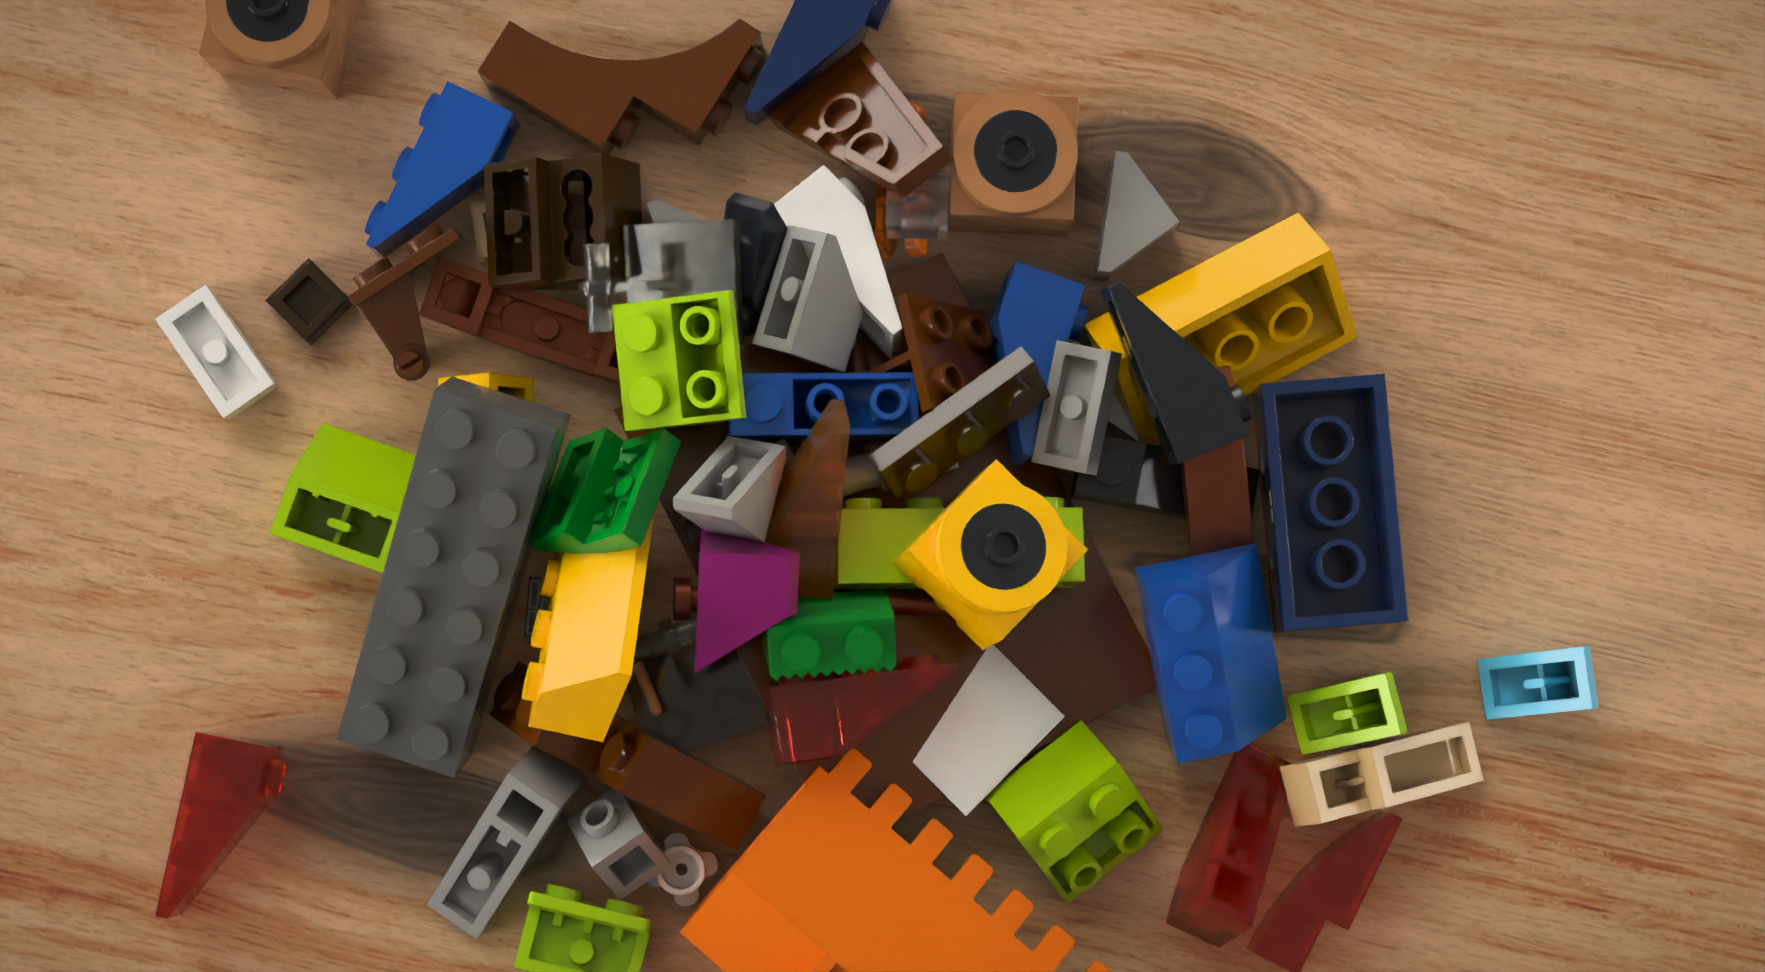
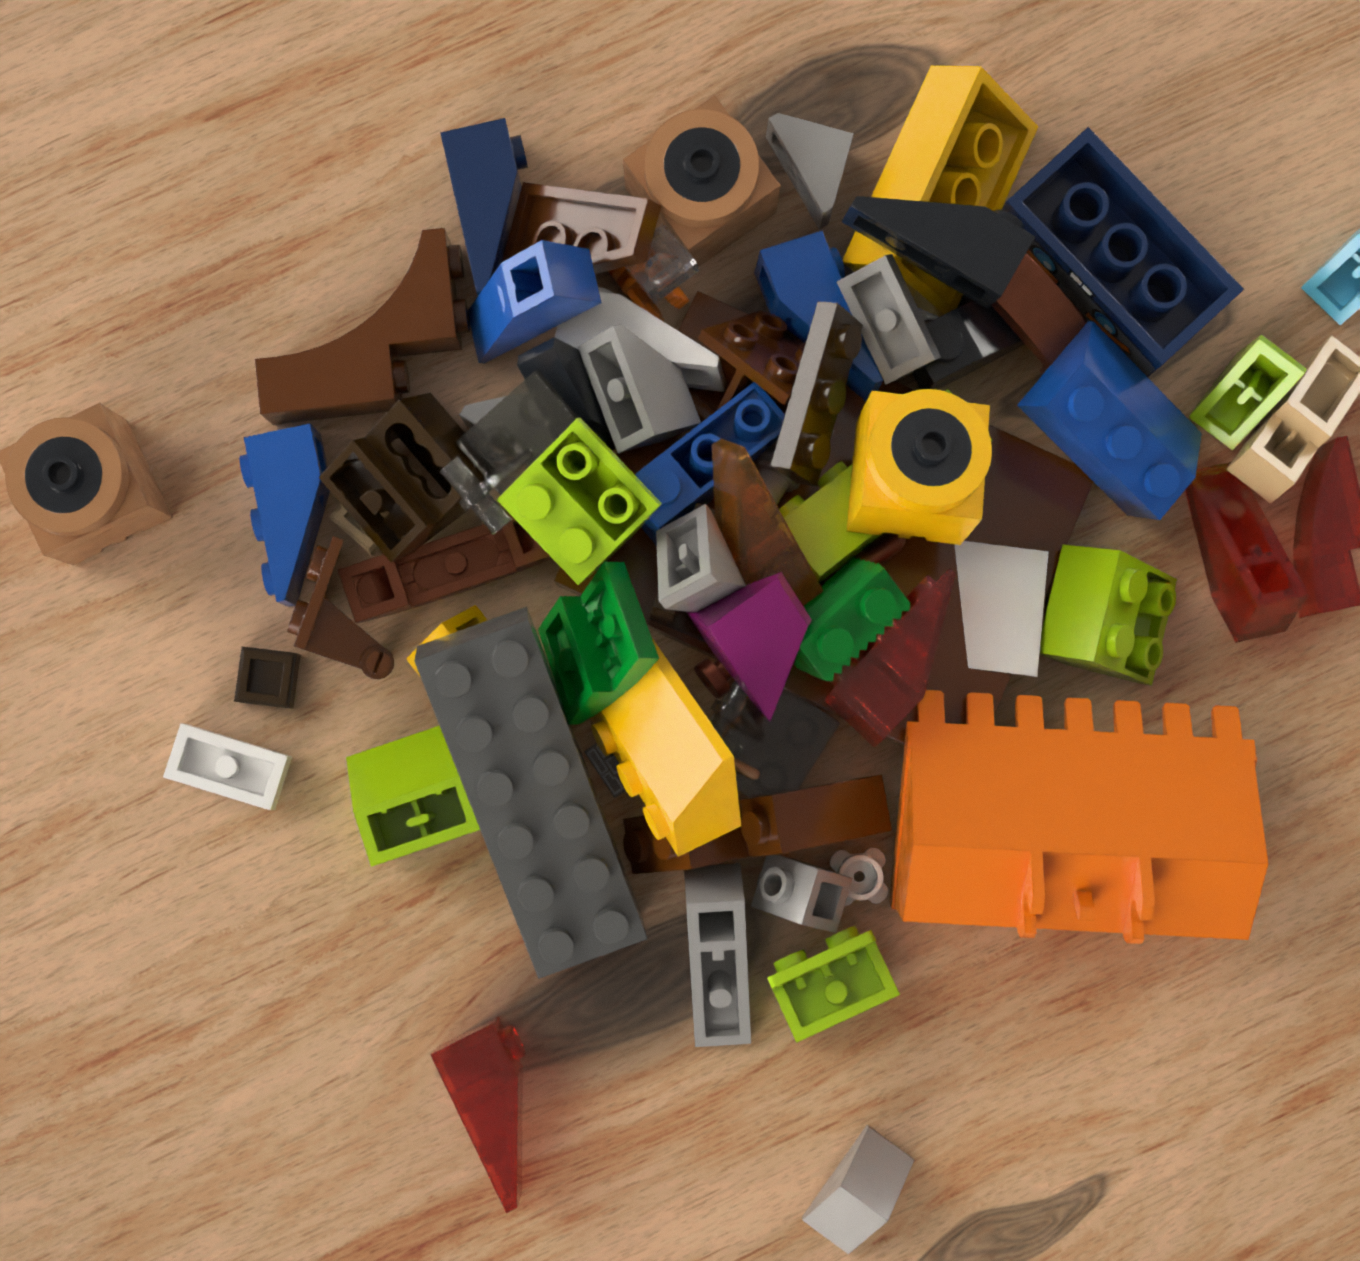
camera: 35 degrees left, 0 degrees up
(785, 152) = (532, 296): none -> blue slope

